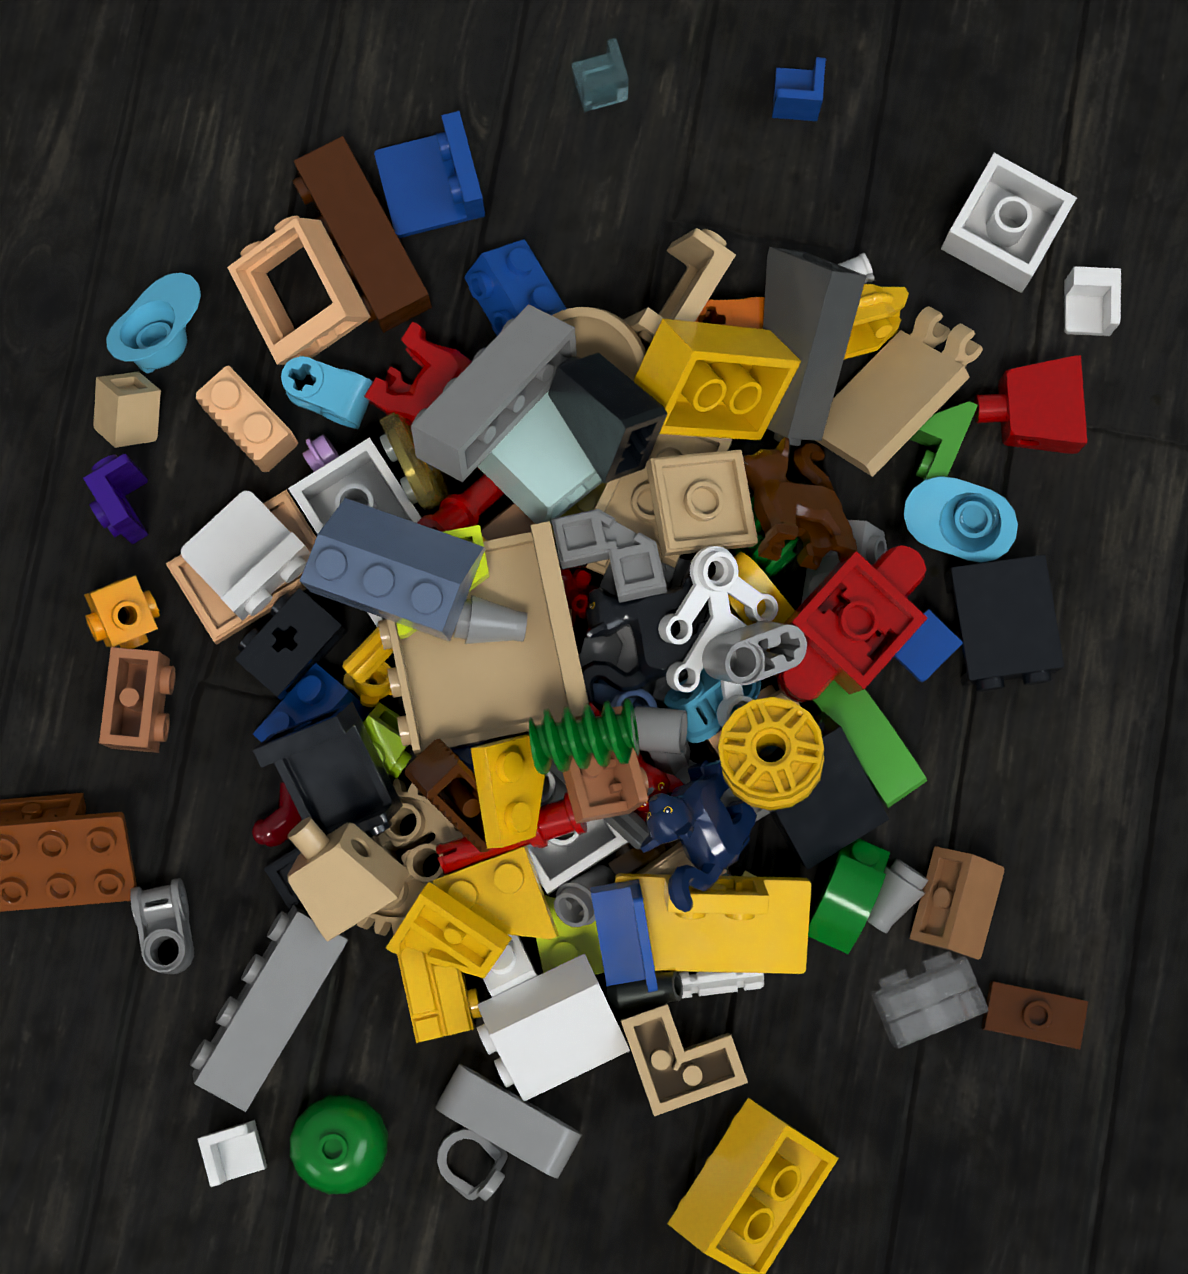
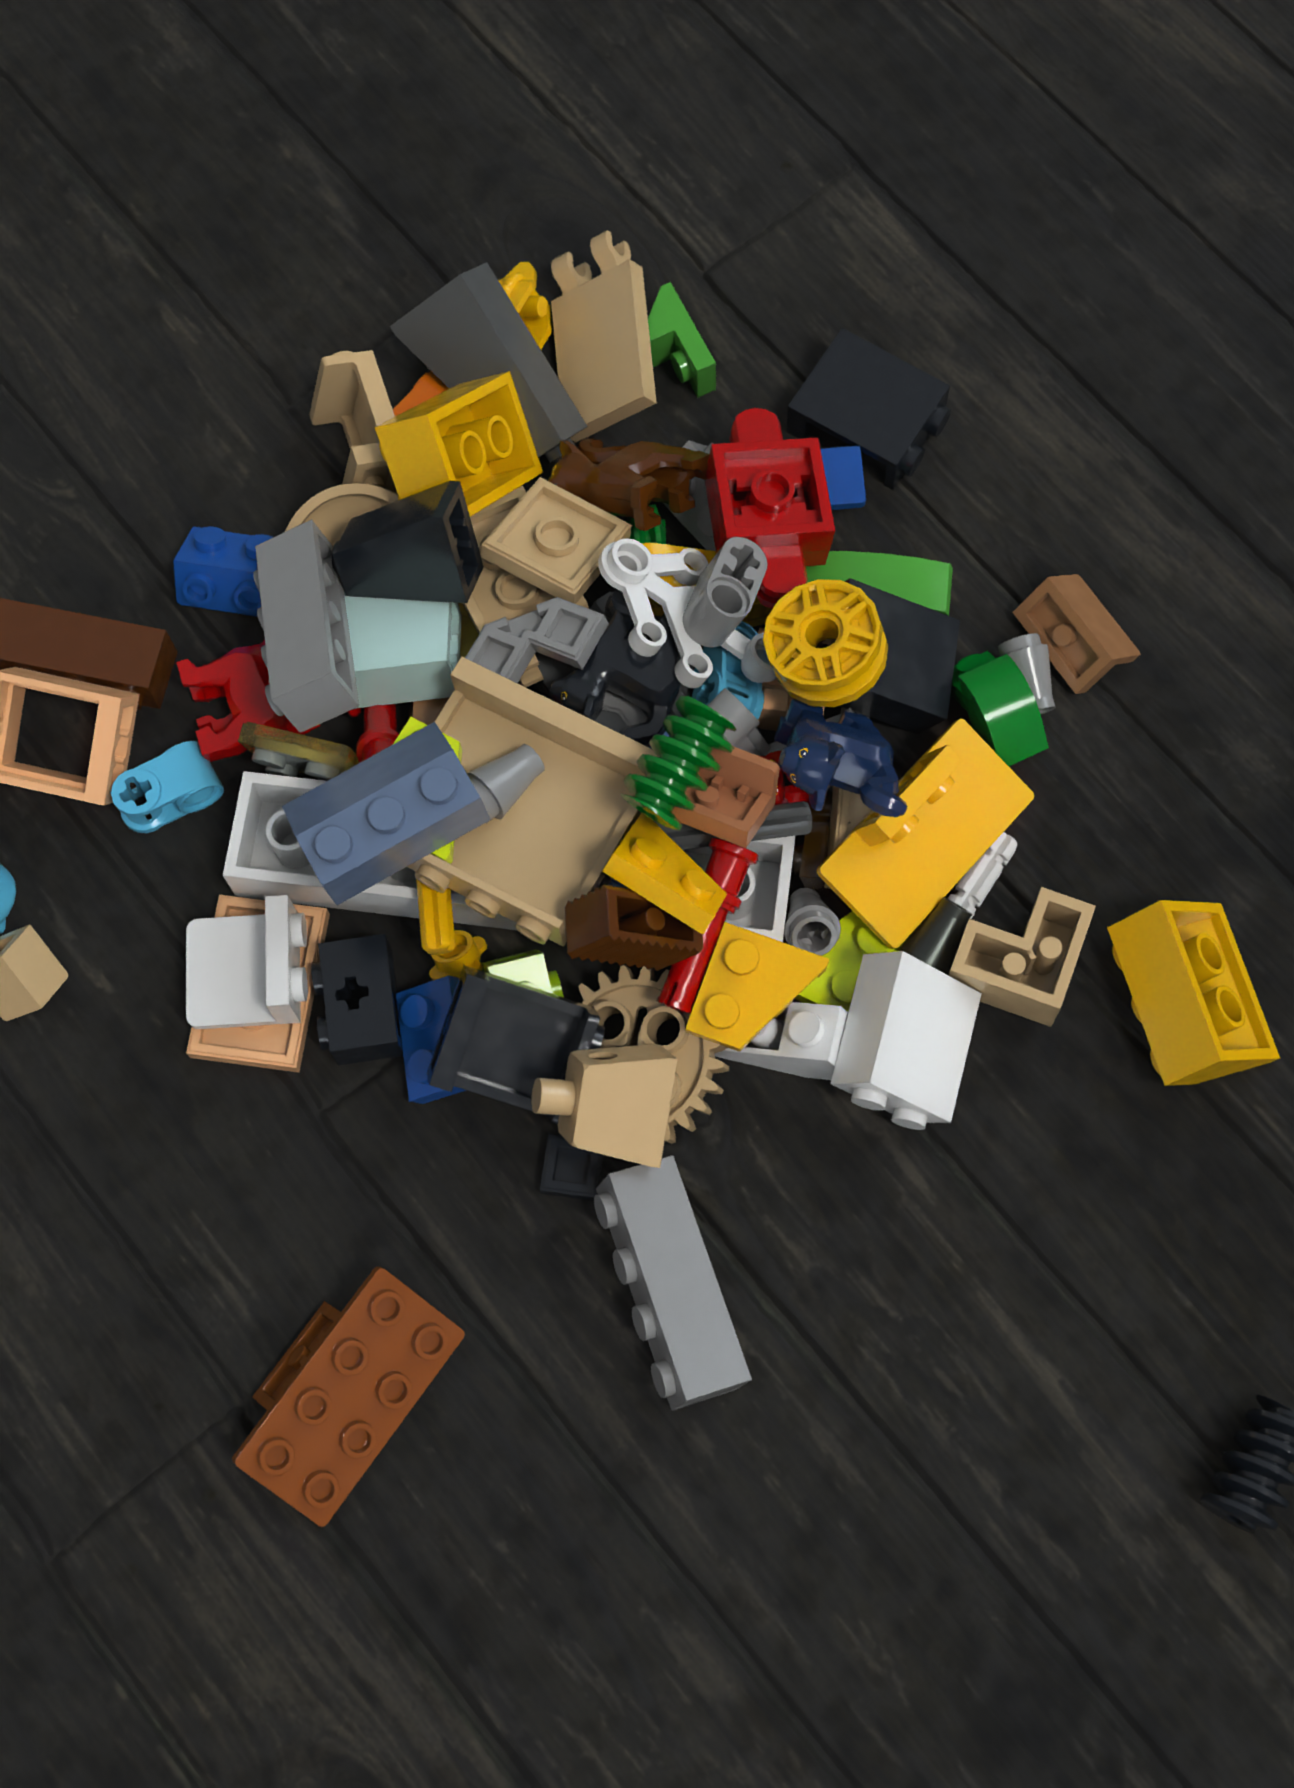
camera: 45 degrees left, 10 degrees down
(107, 602) = (195, 1123): light orange brick -> none
(110, 483) = (98, 1045): dark purple bracket -> none
(136, 700) = (285, 1174): nougat brick -> none
(163, 922) = (505, 1316): light grey piece -> none
(232, 1153) = (777, 1430): white panel -> none
(246, 419) = (126, 874): light nougat brick -> none
(276, 827) = (513, 1137): dark red arm -> none
(319, 452) = (214, 839): lavender plate -> none
(338, 1144) = (850, 1329): green cylinder -> none
(431, 180) = (72, 552): blue bracket -> none
(436, 997) = (781, 1118): yellow brick -> none
(449, 934) = (747, 1048): yellow wing -> none
(494, 1178) = (1004, 1216): light grey piece -> none
(508, 1121) = (955, 1154): light grey beam -> none
(602, 78) = (121, 358): clear light blue panel -> none
(623, 933) = (877, 900): blue panel -> none
(799, 92) = (284, 222): blue panel -> none
(928, 1000) = (1143, 717): clear brick -> none
(961, 519) = (754, 367): medium azure piece -> none
(1008, 223) = (541, 148): white brick -> none
(1035, 1015) = (1226, 647): reddish brown plate -> none
(1039, 406) = (715, 244): red torso -> none
(1092, 301) = (663, 142): white panel -> none

